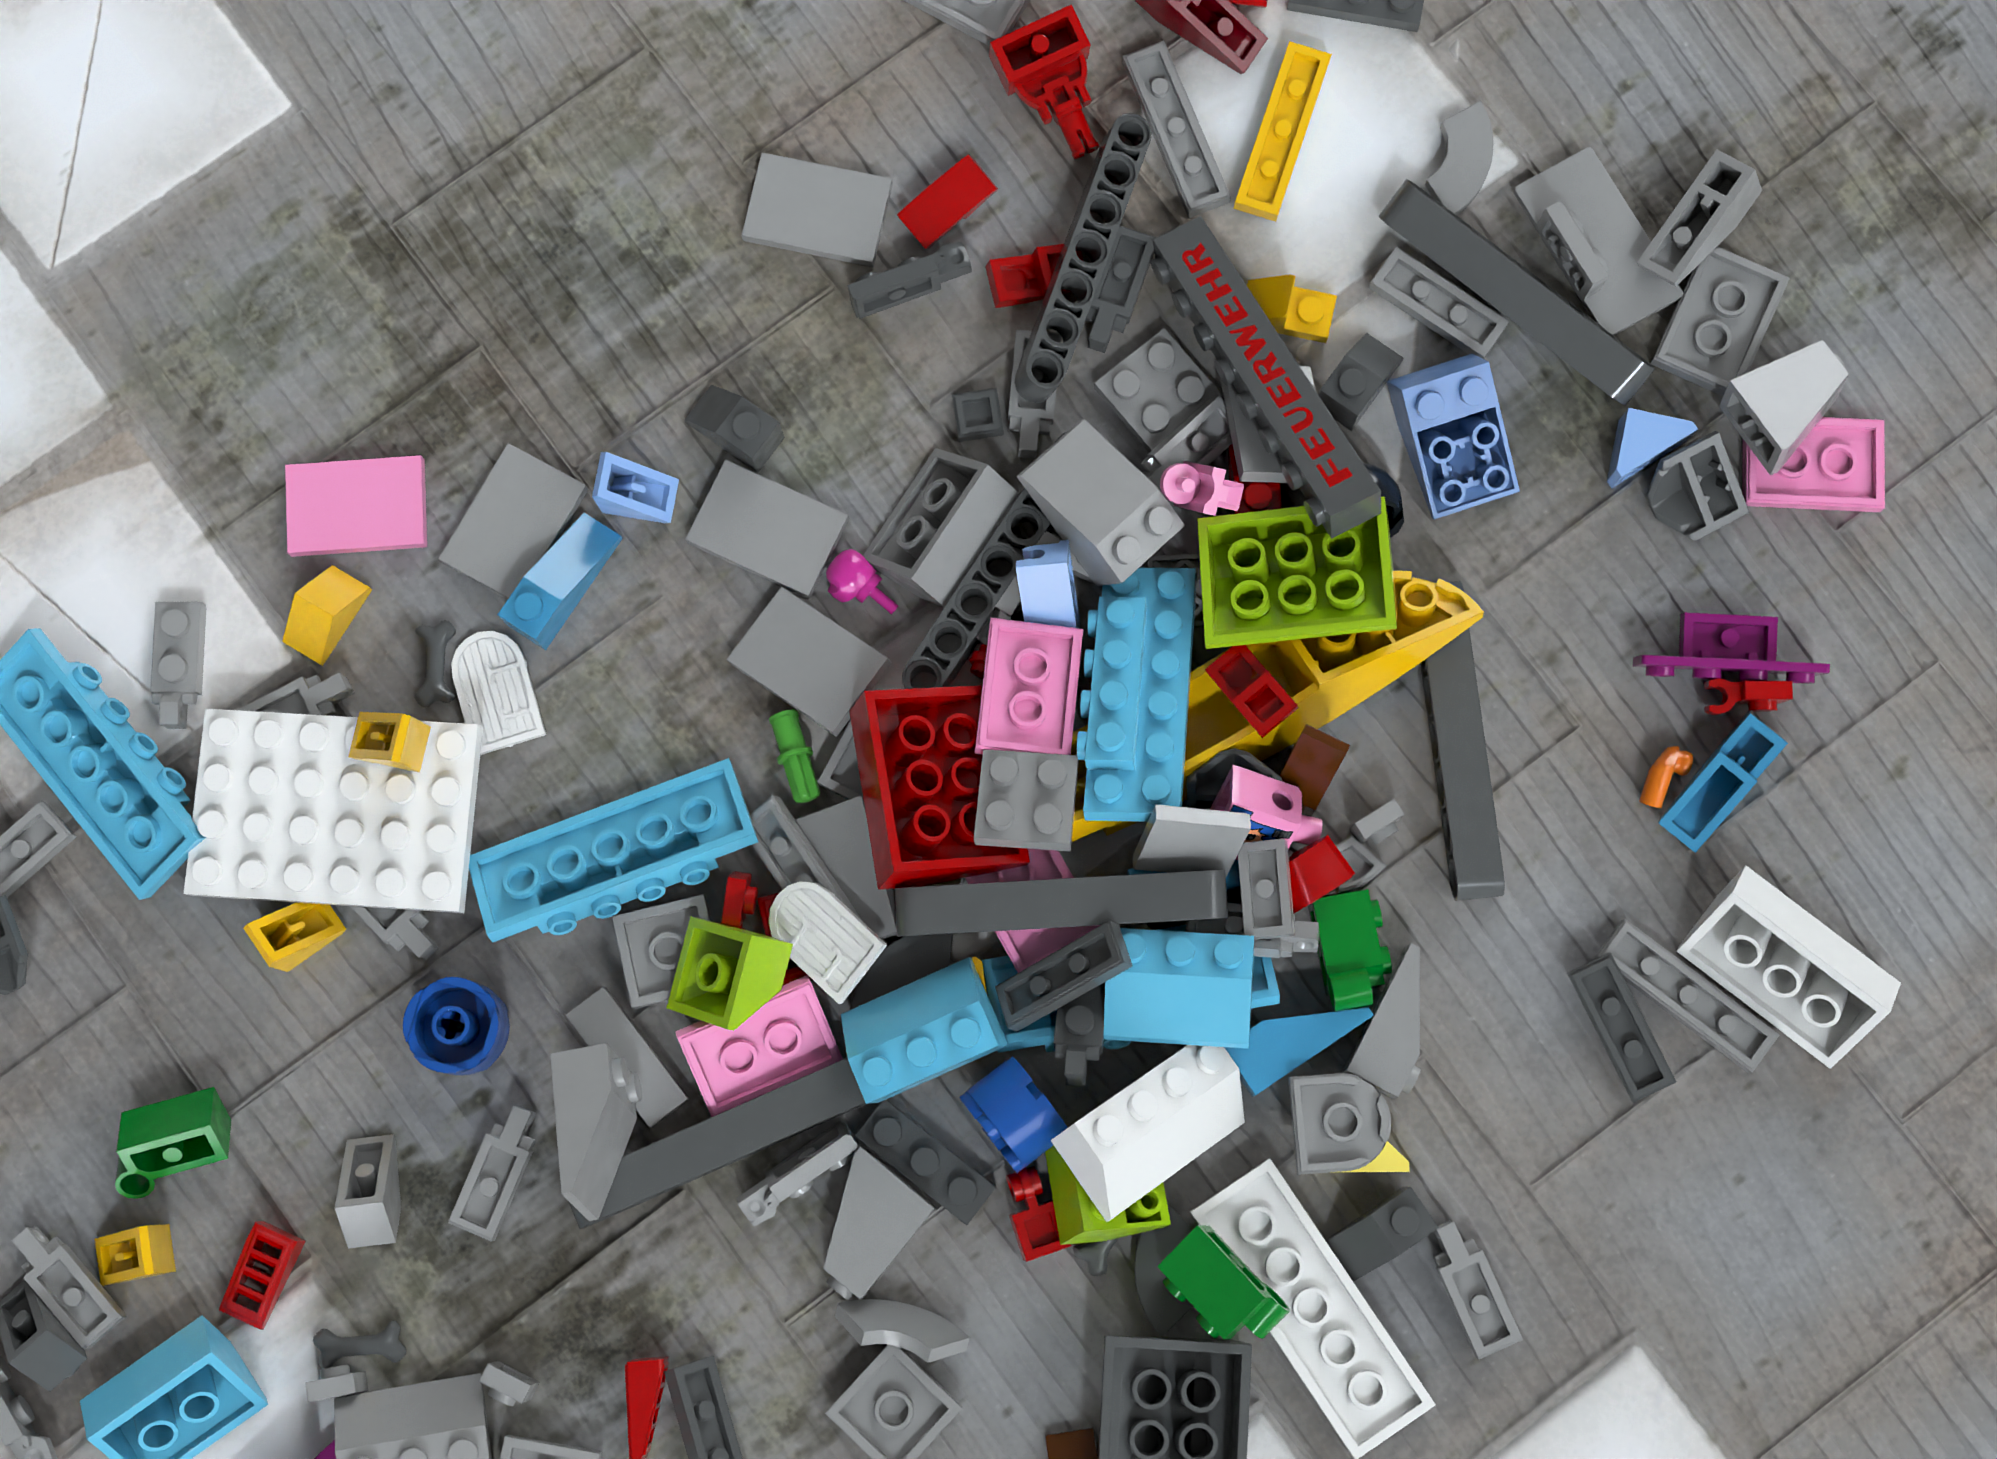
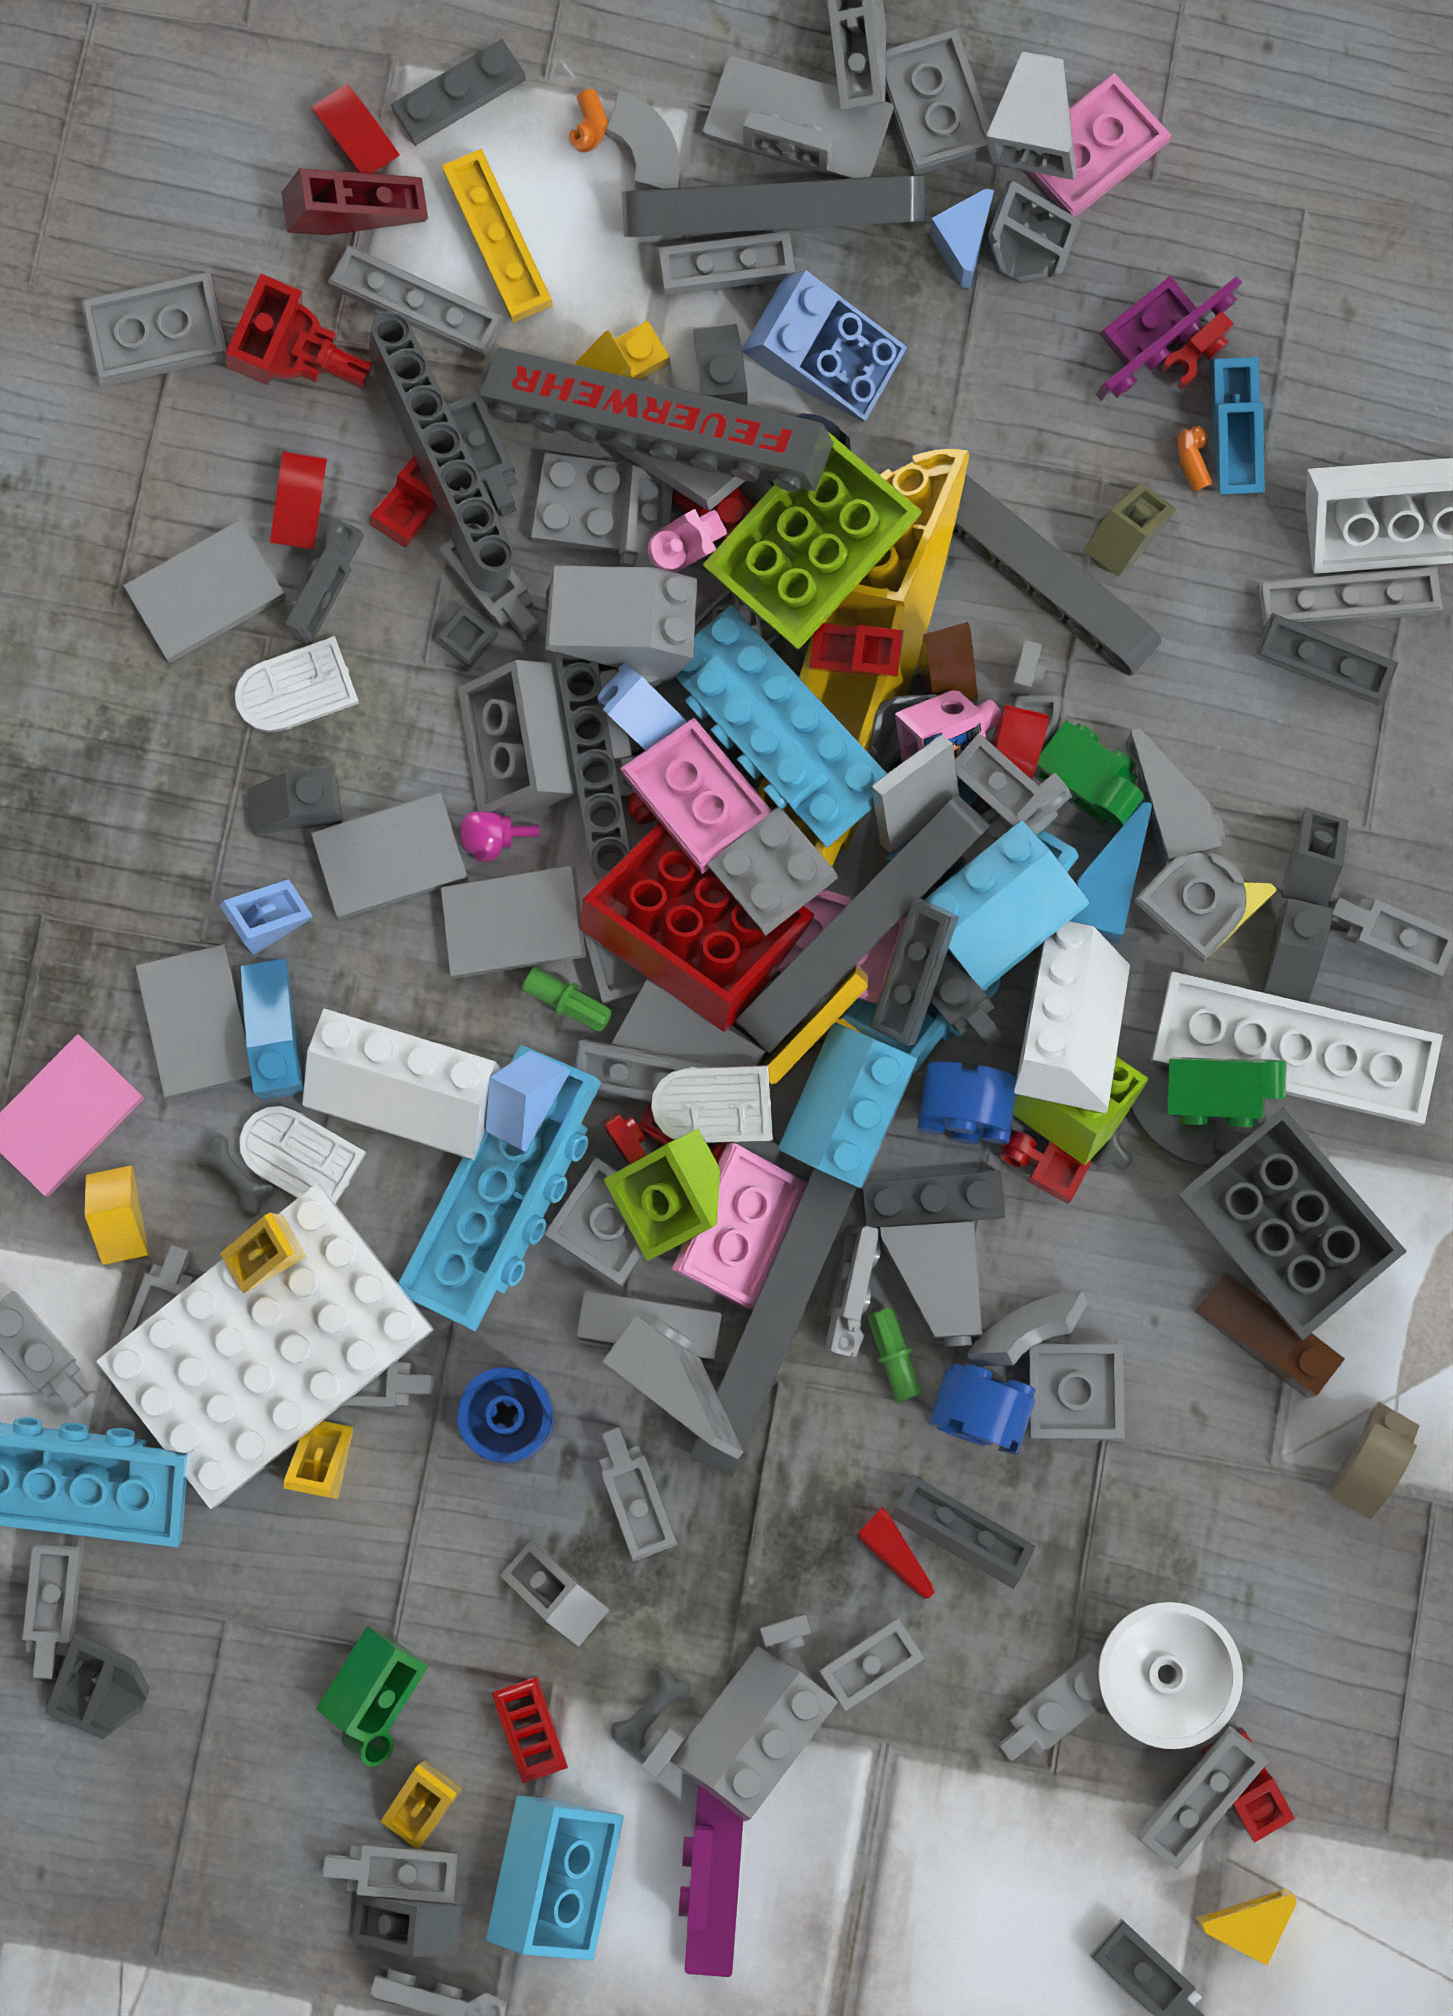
camera: 45 degrees left, 0 degrees up
(611, 707) = (398, 1083): none -> white slope
(688, 798) = (522, 1097): none -> light blue slope
(785, 1252) = (894, 1355): none -> bright green axle
(805, 1358) = (983, 1409): none -> blue brick
(817, 341) = (295, 688): none -> white window
(955, 947) = (816, 1024): none -> yellow tile
(1434, 111) = (594, 124): none -> orange arm
(1465, 1174) = (1315, 858): none -> dark grey slope
(1559, 785) = (1128, 529): none -> olive slope

